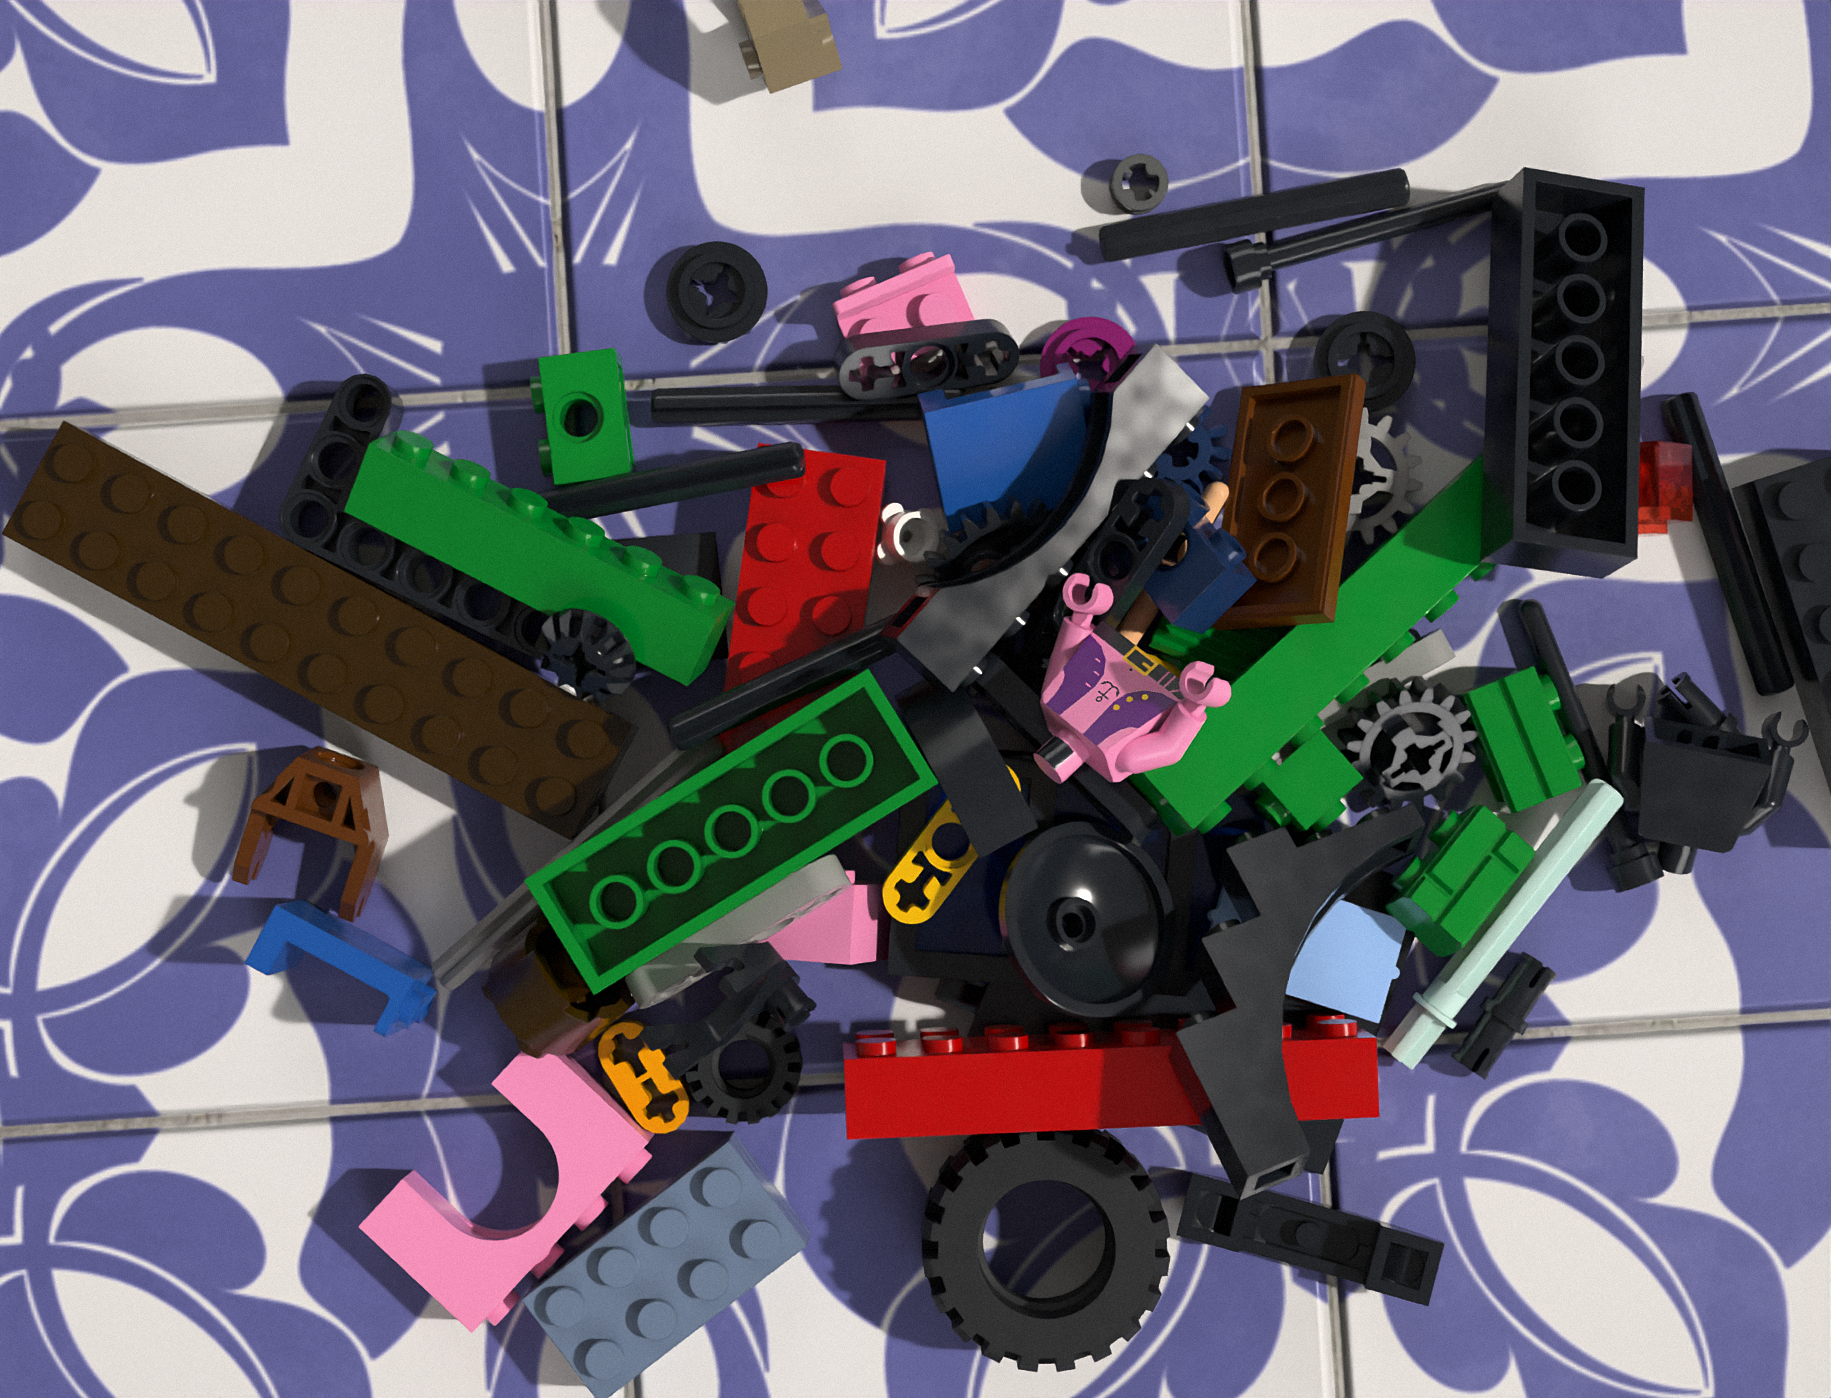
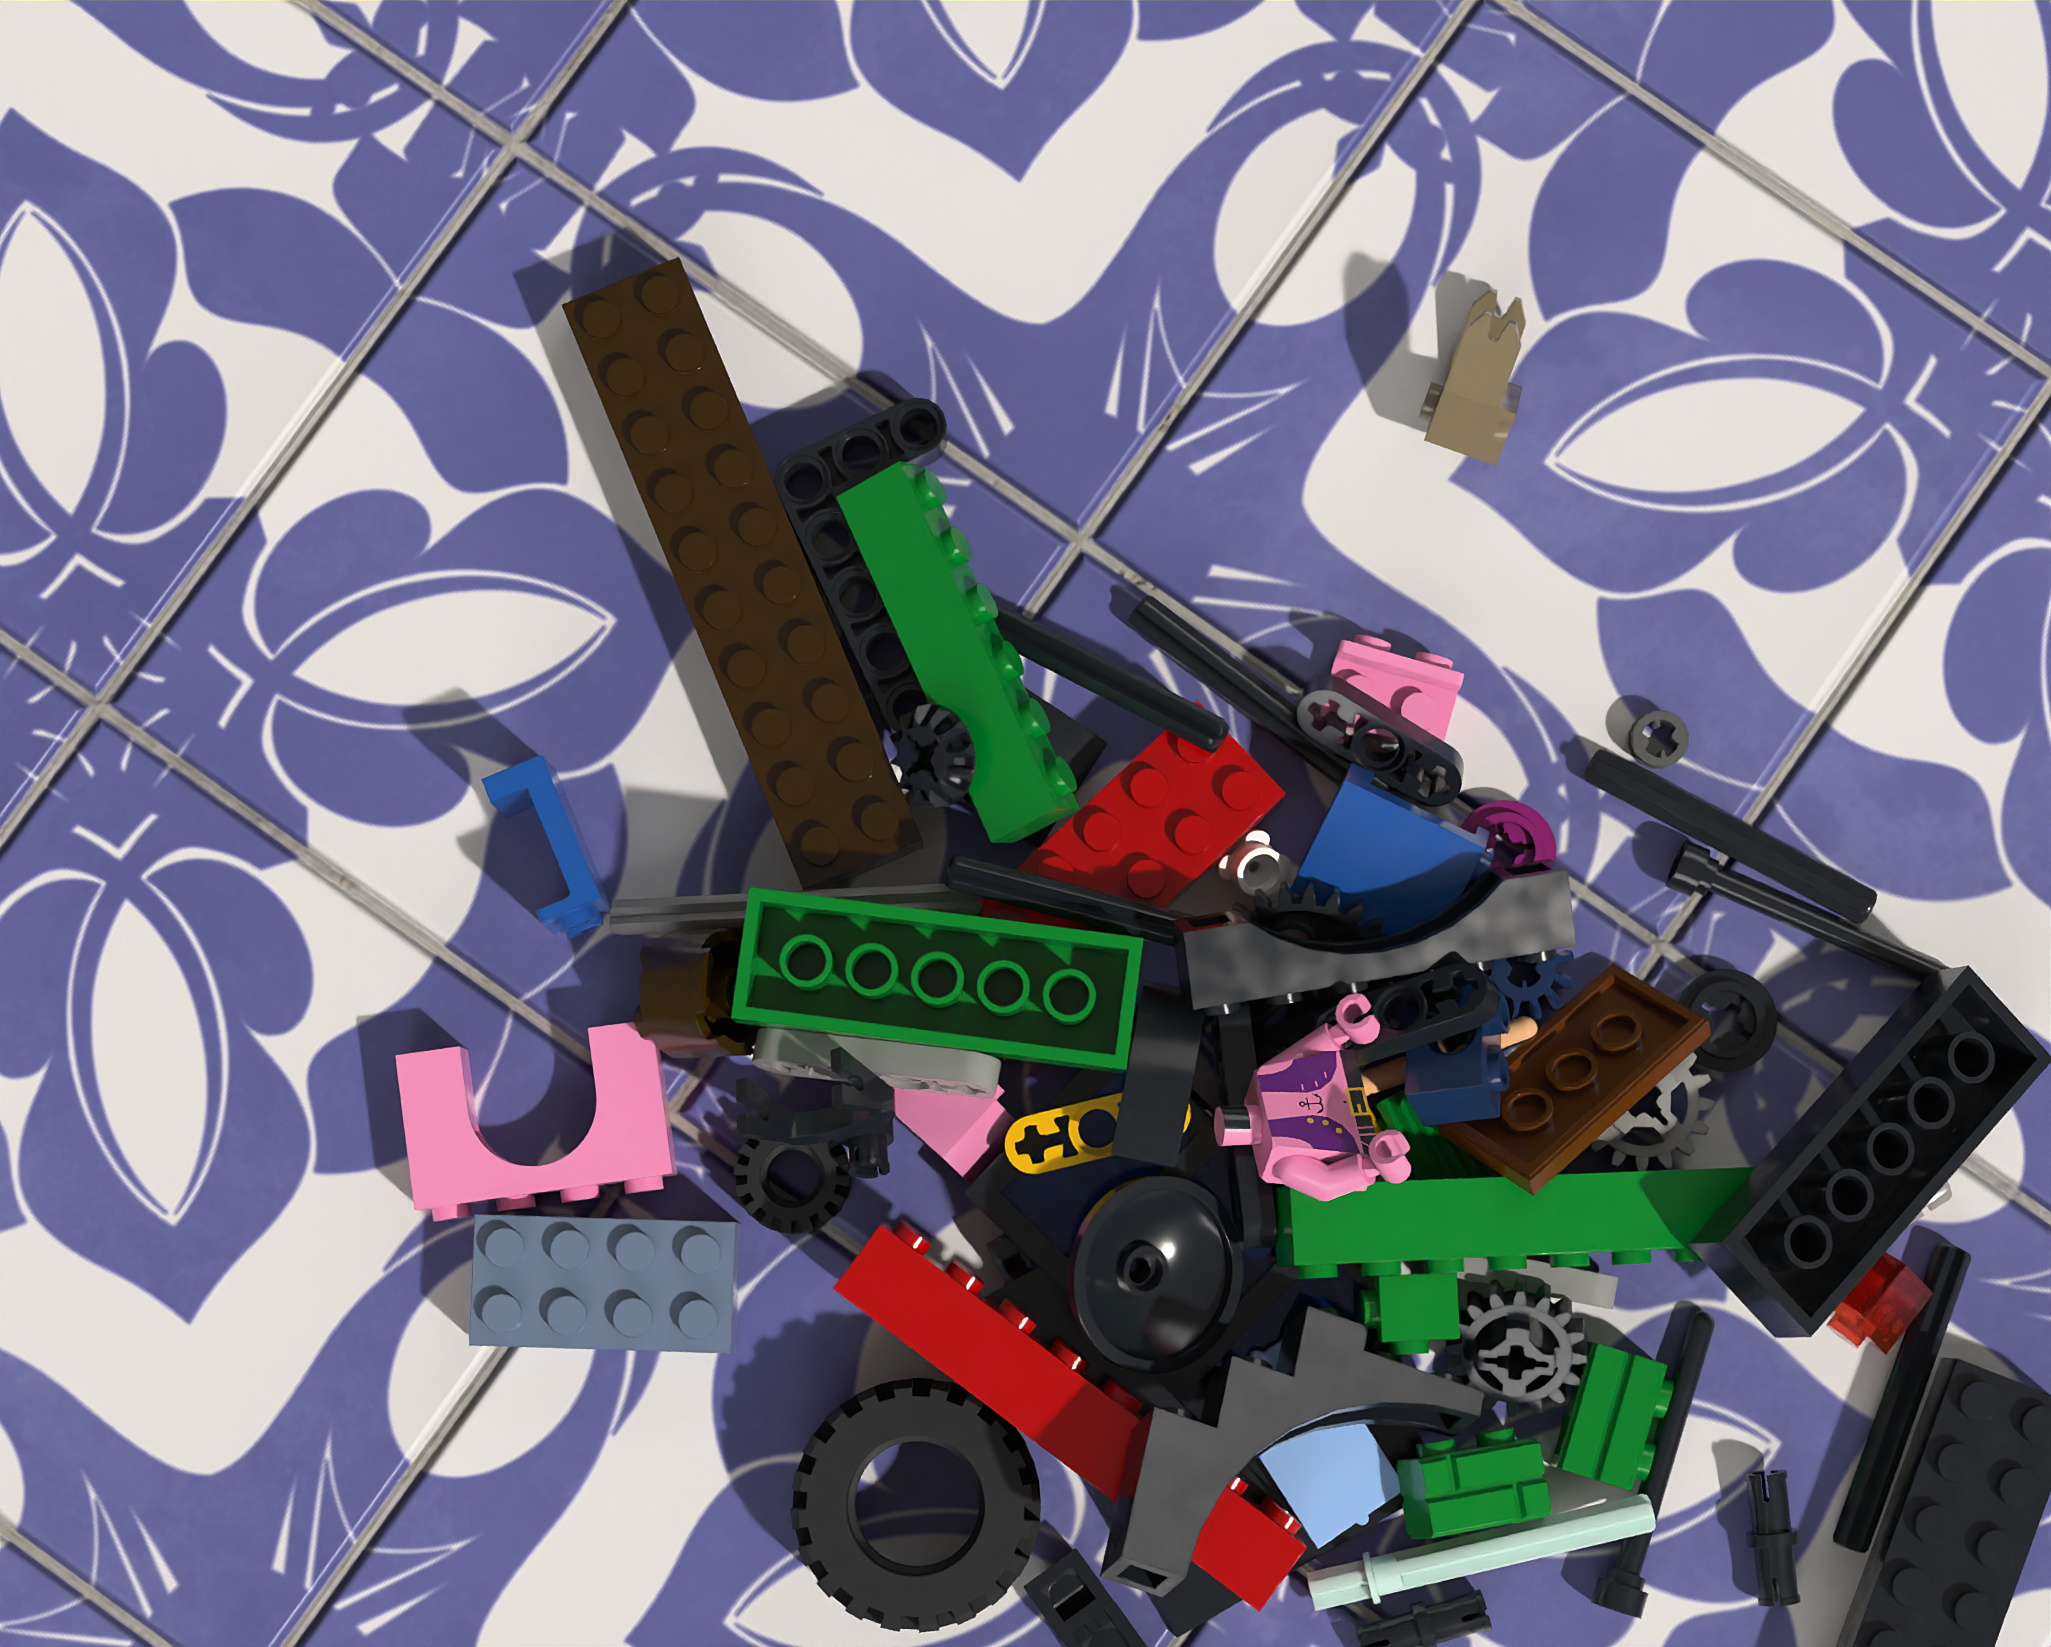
camera: 35 degrees right, 5 degrees down
(305, 798) = (624, 691): reddish brown piece -> none
(578, 380) = (1096, 541): green brick -> none
(632, 1085) = (691, 1122): light orange beam -> none
(705, 265) = (1266, 531): black gear -> none
(1696, 782) = (1723, 1562): black torso -> none

